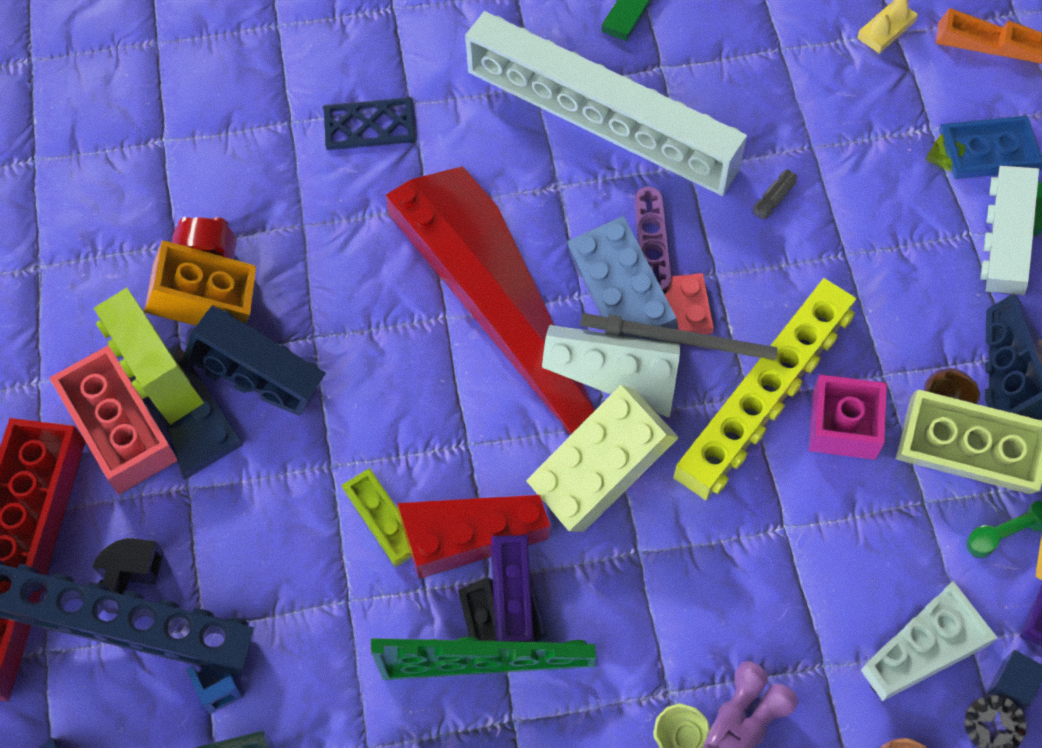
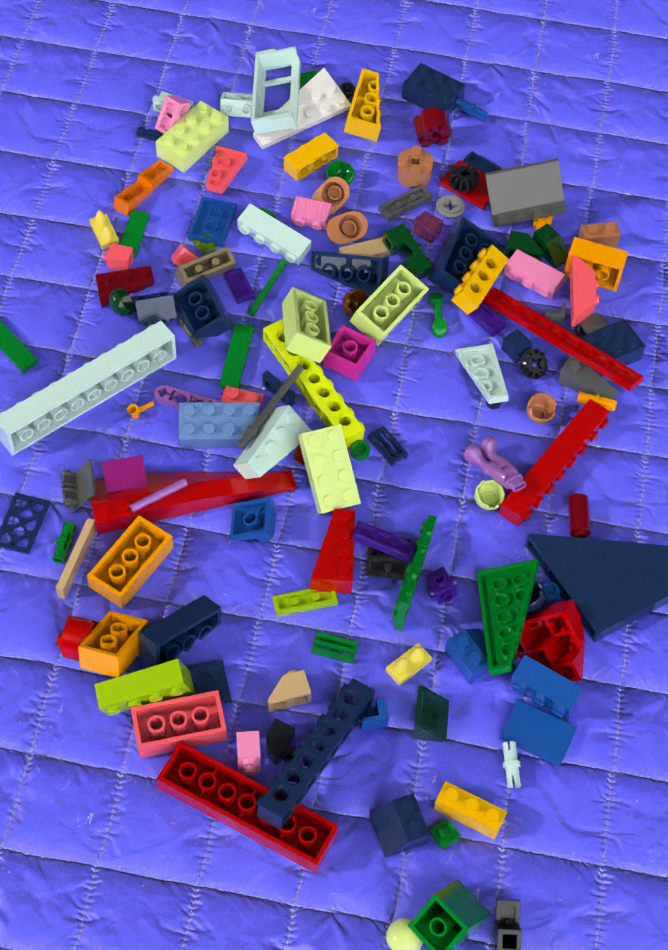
camera: 75 degrees left, 5 degrees down
(87, 524) = (248, 753): none -> bright pink brick
(218, 548) = (290, 691): none -> tan slope
(315, 559) = (336, 640): none -> green tile
(324, 709) = (408, 664): none -> light yellow tile
(329, 200) = (76, 558): none -> tan tile
(334, 183) = (64, 542): none -> green pin
(346, 263) = (130, 562): none -> light orange brick
(452, 153) = (78, 486): none -> dark grey hinge
(457, 251) = (158, 495): none -> medium lavender bar
(473, 710) = (441, 585): none -> dark purple brick
(481, 202) = (124, 474): none -> magenta slope
(482, 395) = (253, 520): none -> blue slope
(605, 182) = (138, 410): none -> light orange hand
(682, 501) = (360, 450): none -> green tile
(696, 563) = (384, 452): none -> dark blue tile
(735, 332) = (273, 384): none -> dark blue tile
(765, 269) = (236, 356): none -> green tile
(772, 89) = (121, 302): none -> dark green hair
(787, 131) = (155, 308): none -> slope
(811, 79) = (131, 280): none -> dark red wing
(818, 191) = (203, 309): none -> dark blue slope
(849, 58) = (119, 257): none -> coral brick
(854, 330) = (306, 325): none -> yellowish green brick
(891, 164) = (209, 265): none -> dark tan brick
(895, 224) = (239, 285): none -> dark purple tile
(899, 134) = (183, 255): none -> coral panel
(905, 61) = (135, 230): none -> green tile
(915, 263) = (268, 286): none -> green bar

